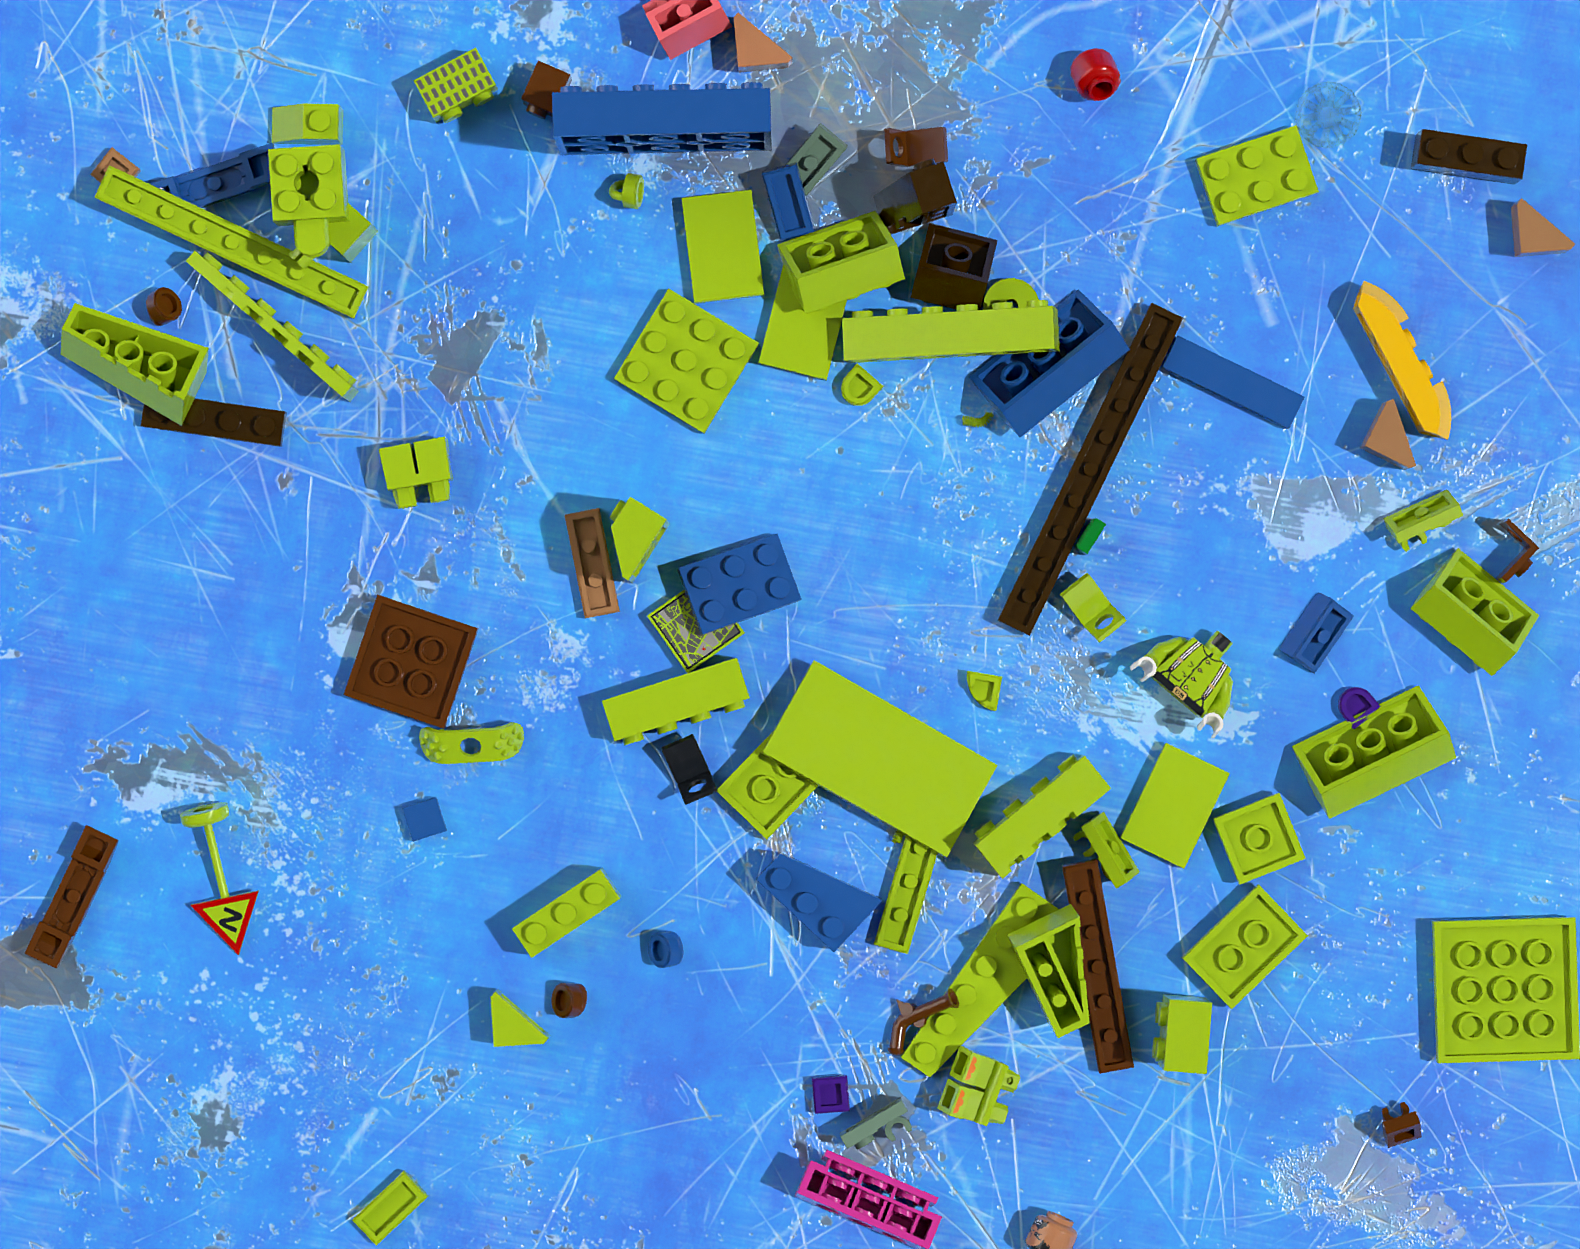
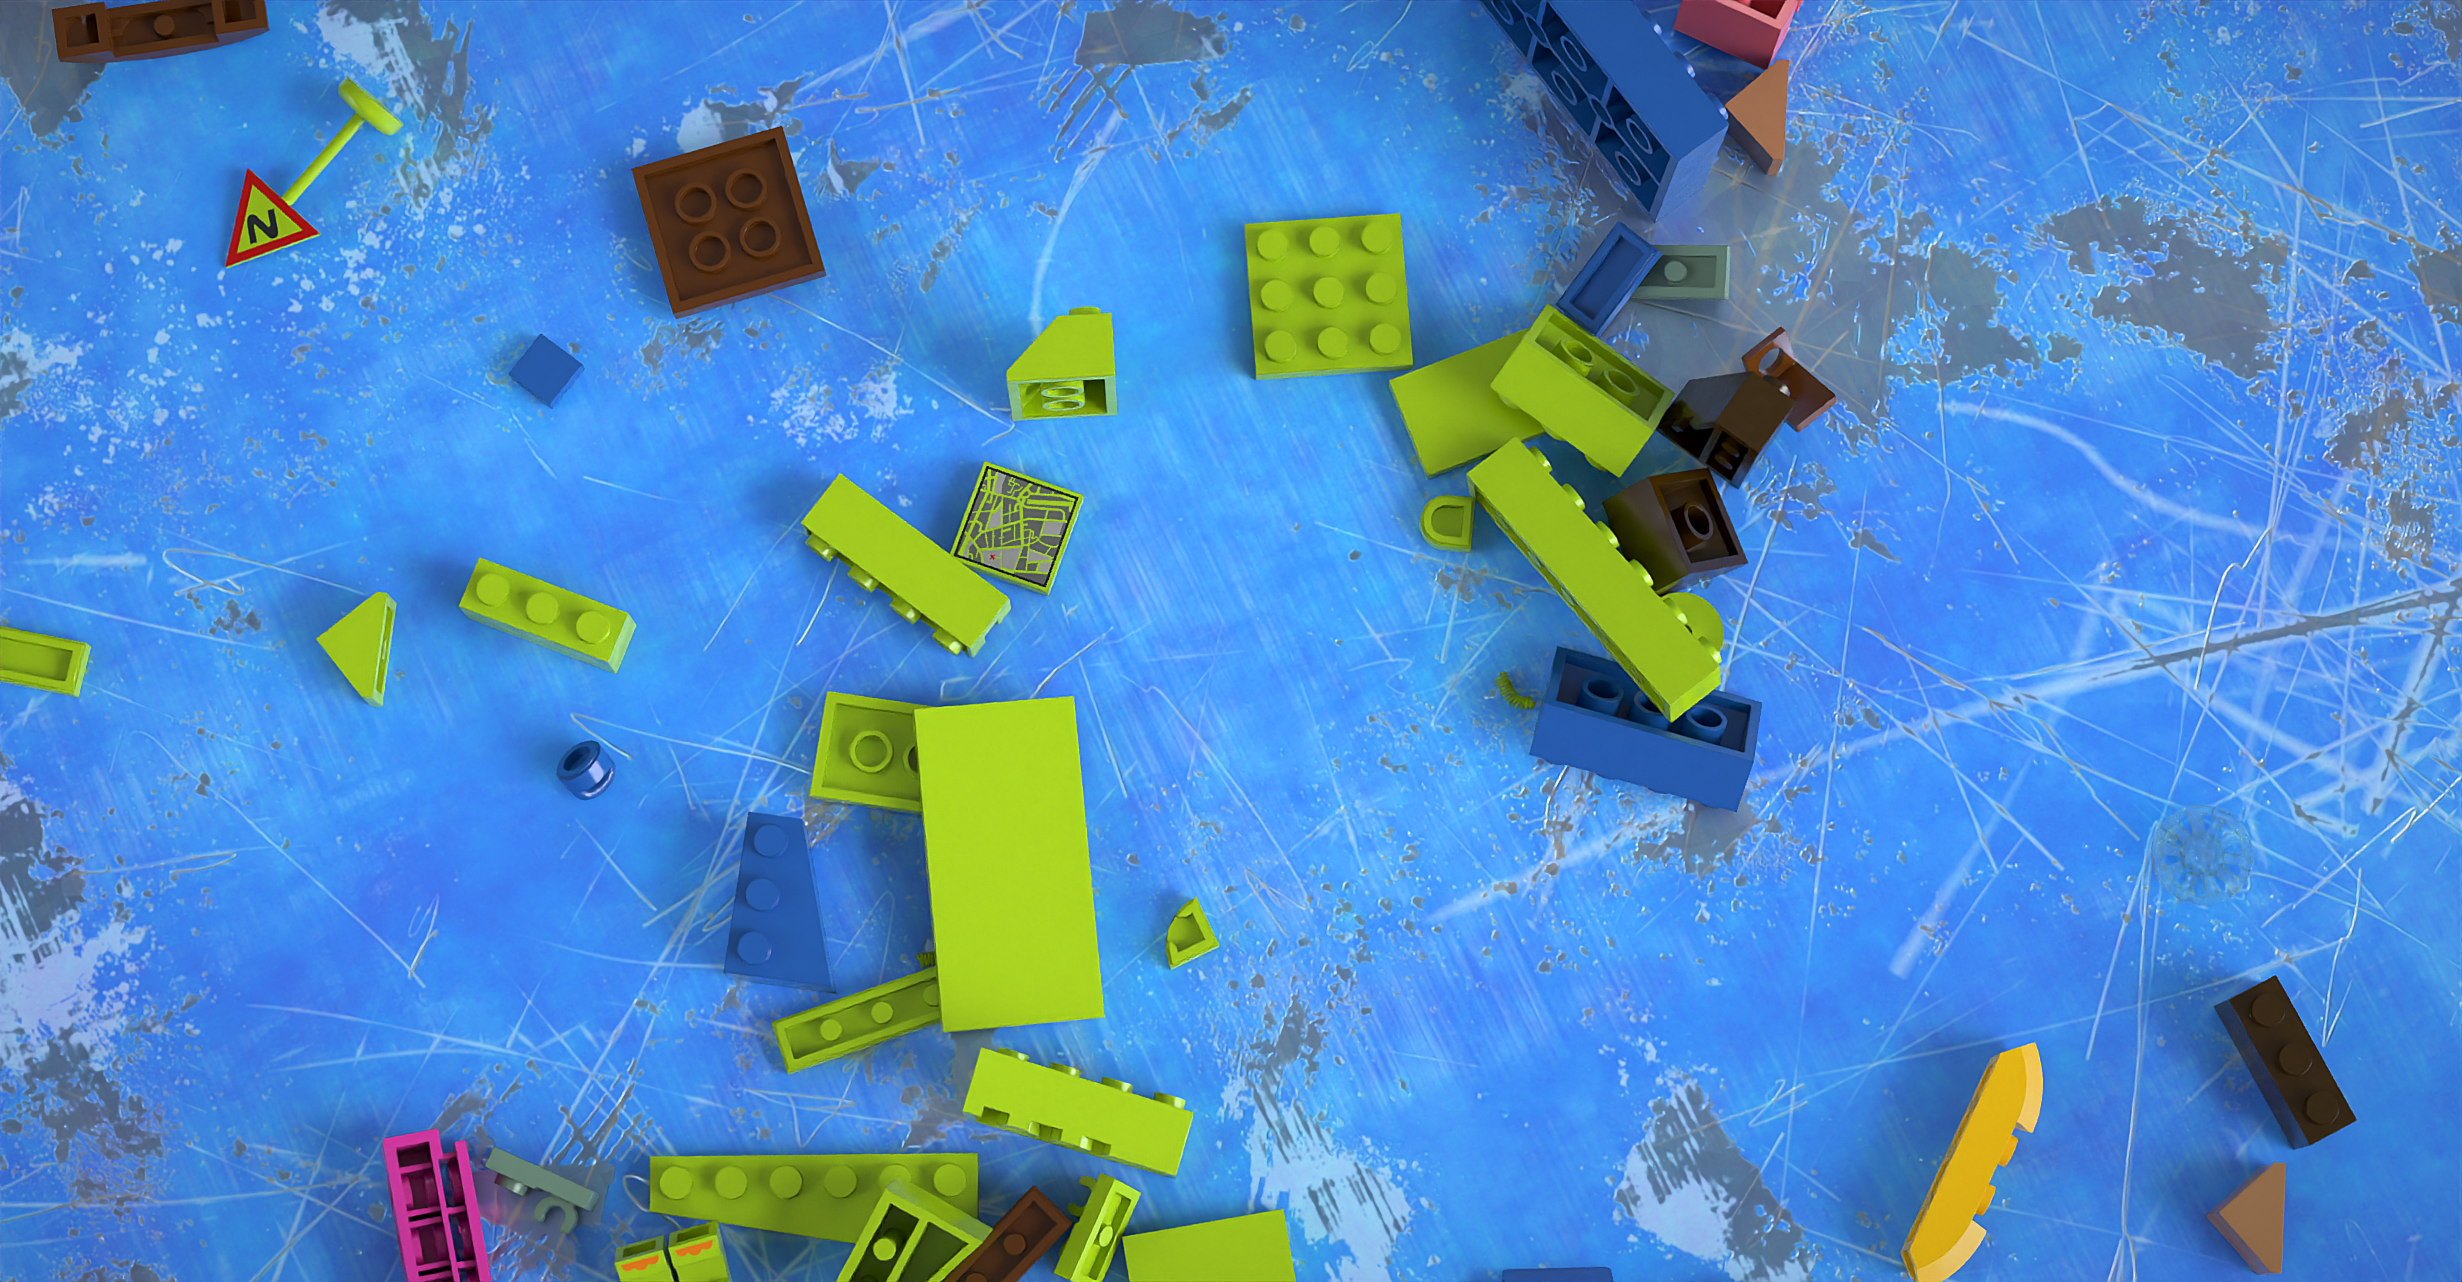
camera: 50 degrees right, 10 degrees down
(433, 469) = (970, 67): lime hips -> none
(496, 744) = (699, 387): lime piece -> none
(569, 1000) = (441, 697): reddish brown tile -> none
(592, 563) = (981, 372): medium nougat tile -> none
(632, 191) = (1482, 88): lime tile -> none
(689, 768) = (832, 639): black bracket -> none
(722, 246) = (1497, 244): lime tile -> none
(739, 584) = (1102, 543): blue plate -> none
(830, 1094) = (543, 1103): dark purple tile -> none
(917, 1015) = (716, 1139): reddish brown piece -> none
(1089, 536) = (1471, 928): green tile -> none
(1090, 469) = (1553, 871): dark brown plate -> none
(1092, 607) = (1385, 992): lime bracket -> none
(1095, 74) = (2035, 534): red head -> none
(1193, 675) = (1391, 1179): lime torso -> none
(1233, 382) = (1790, 972): blue tile -> none
(1256, 175) = (2062, 821): lime plate -> none
(1388, 438) = (1864, 1214): medium nougat slope -> none

